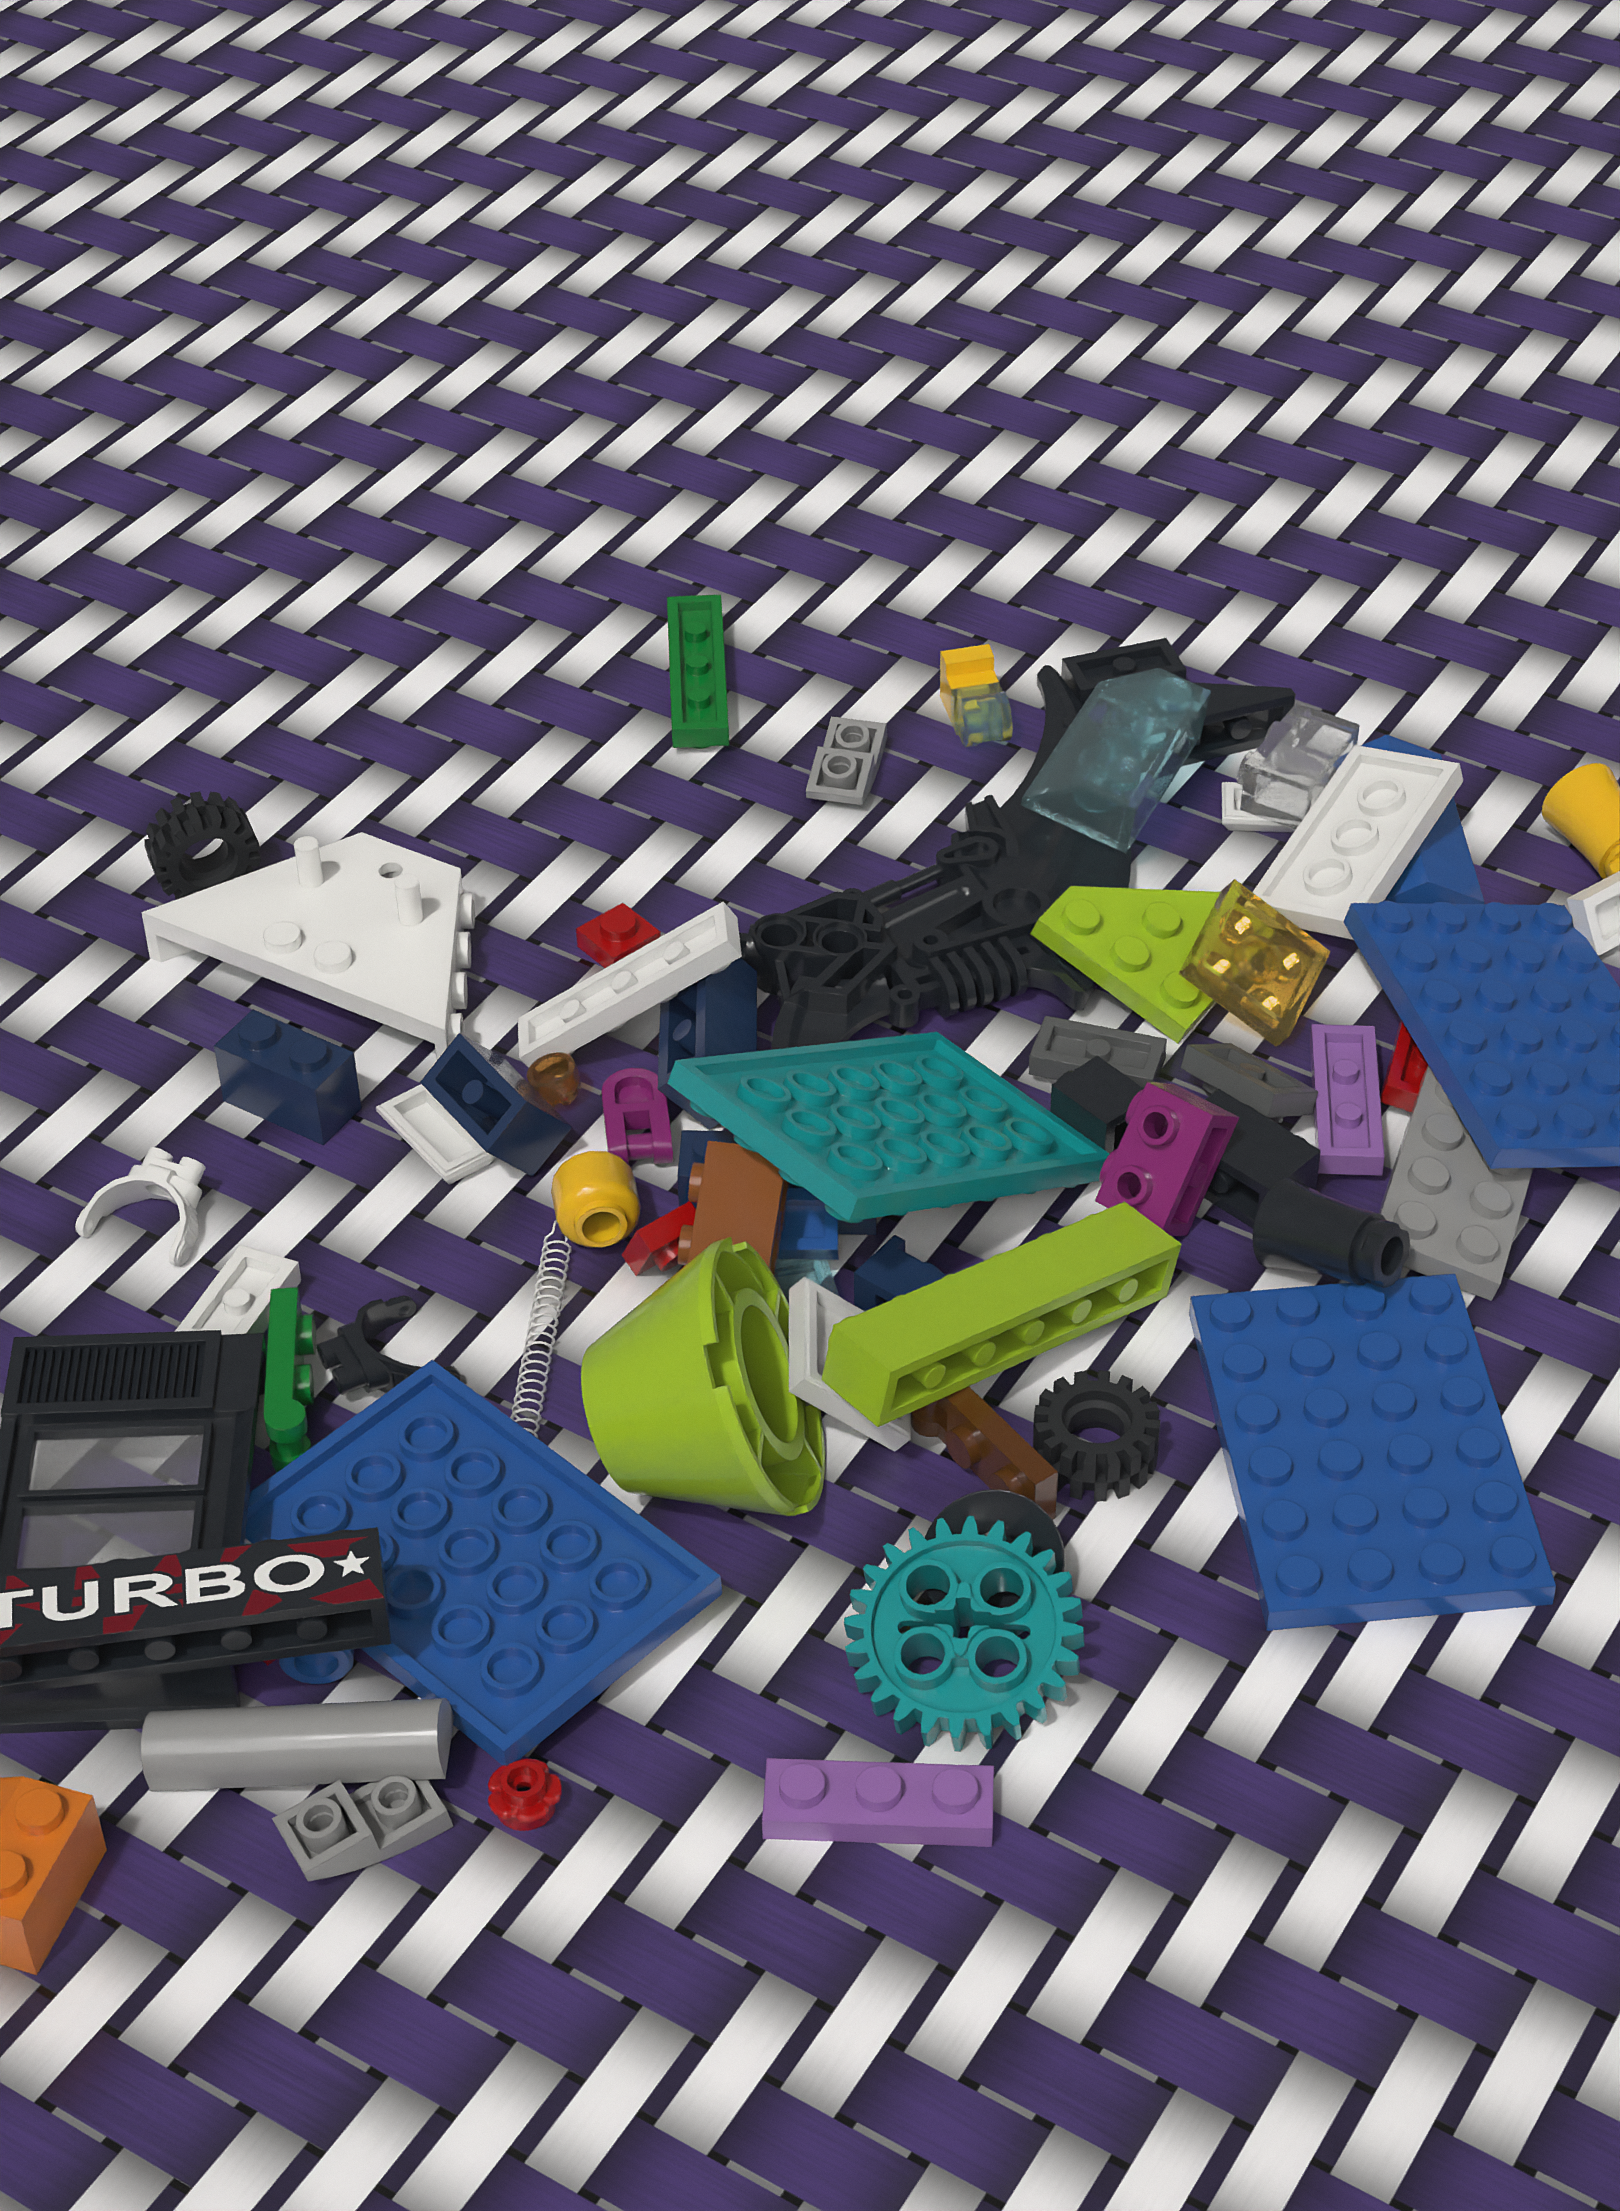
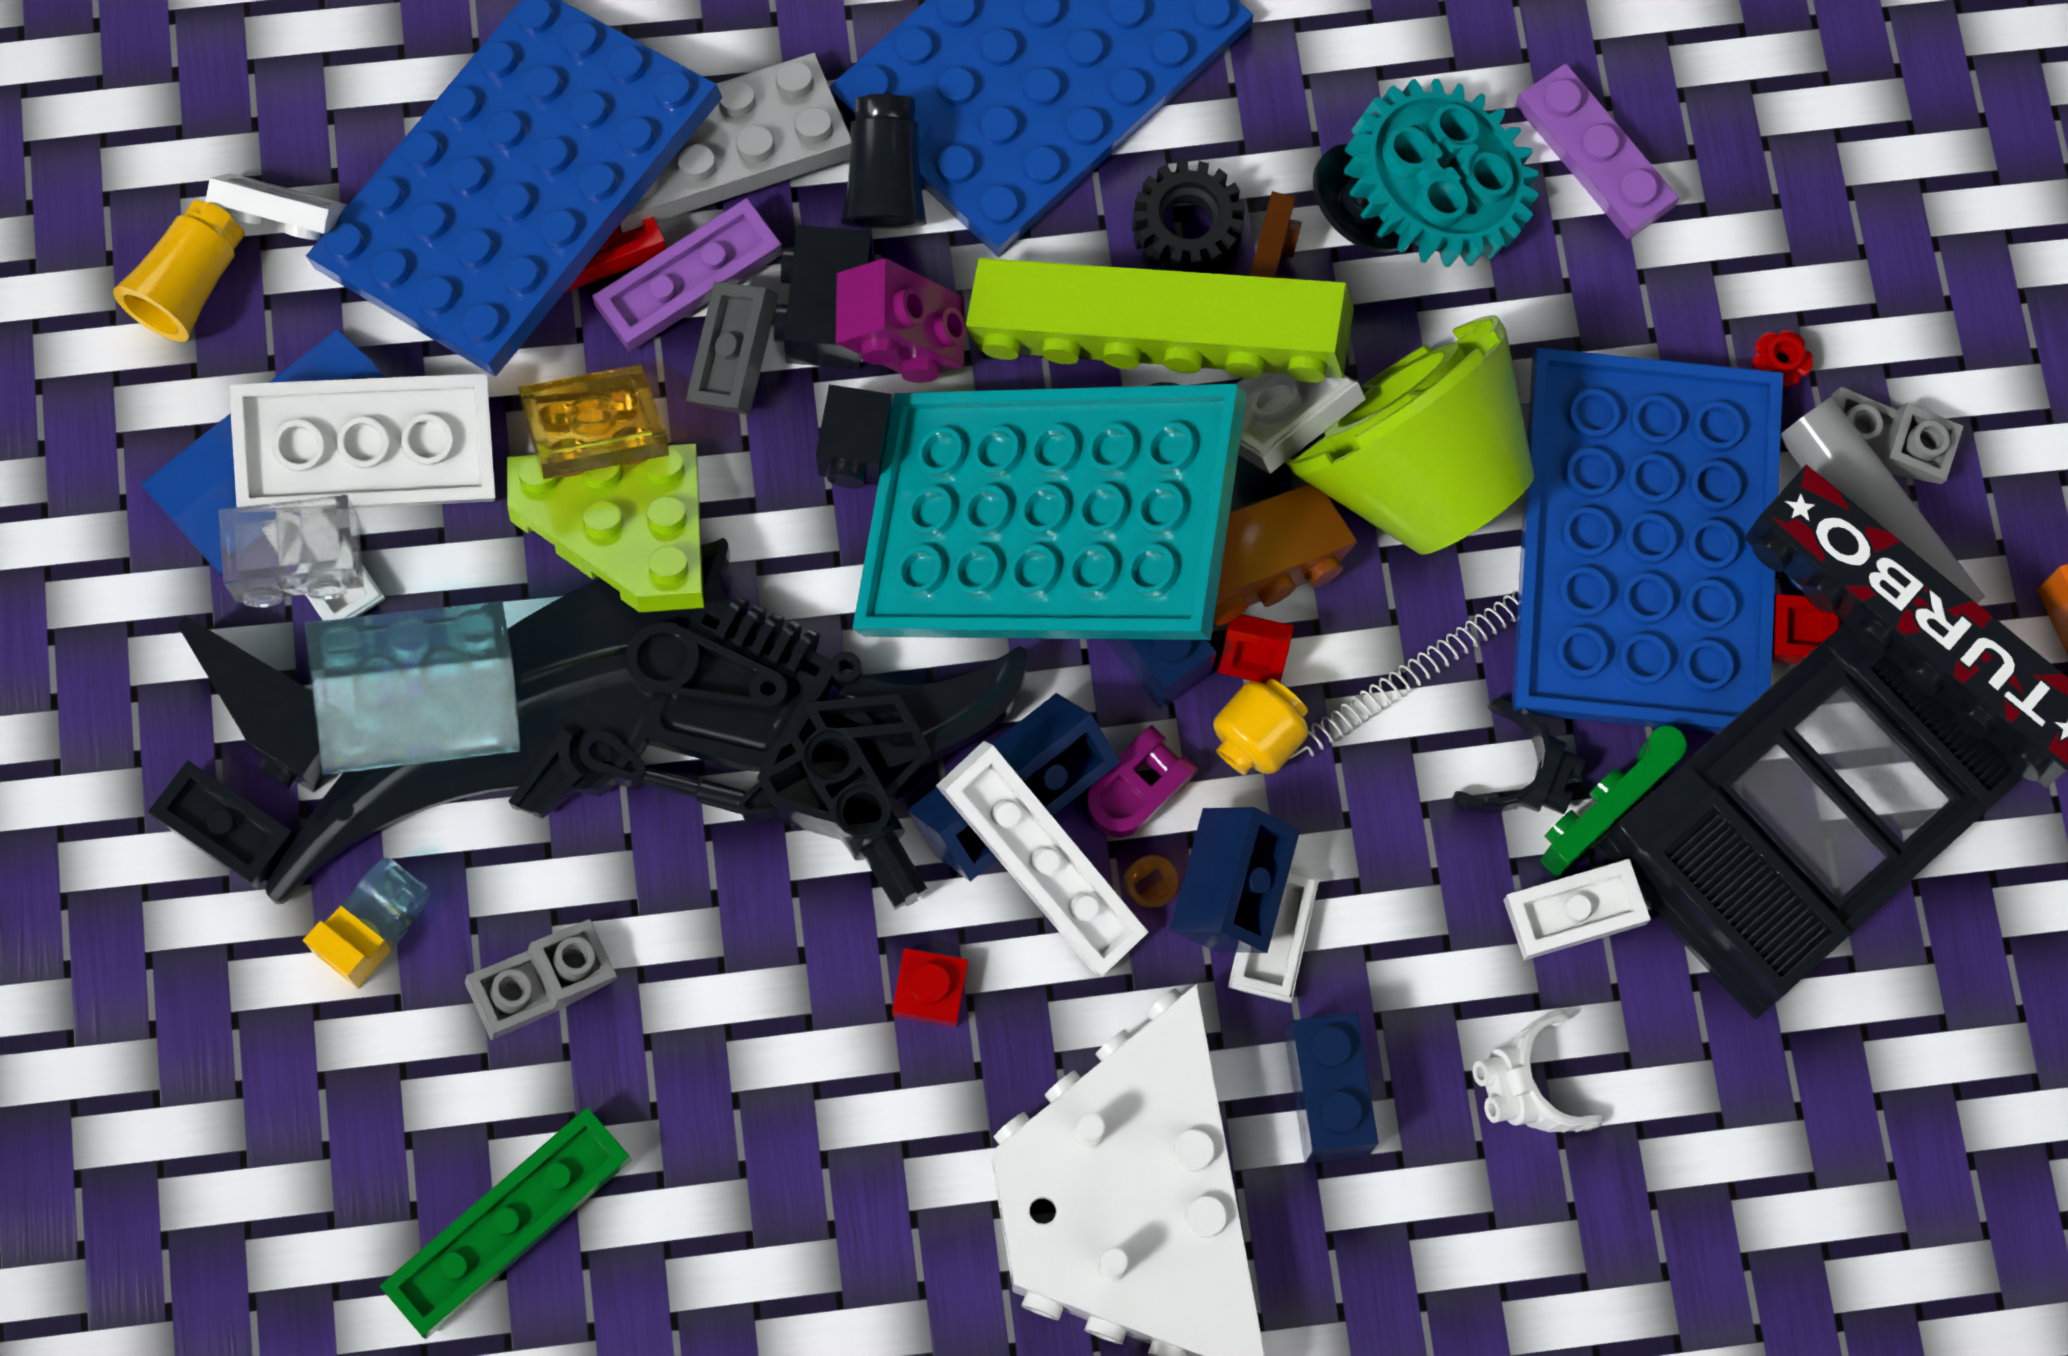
camera: 135 degrees left, 30 degrees up
(1068, 1044) = (783, 487): dark grey plate -> none

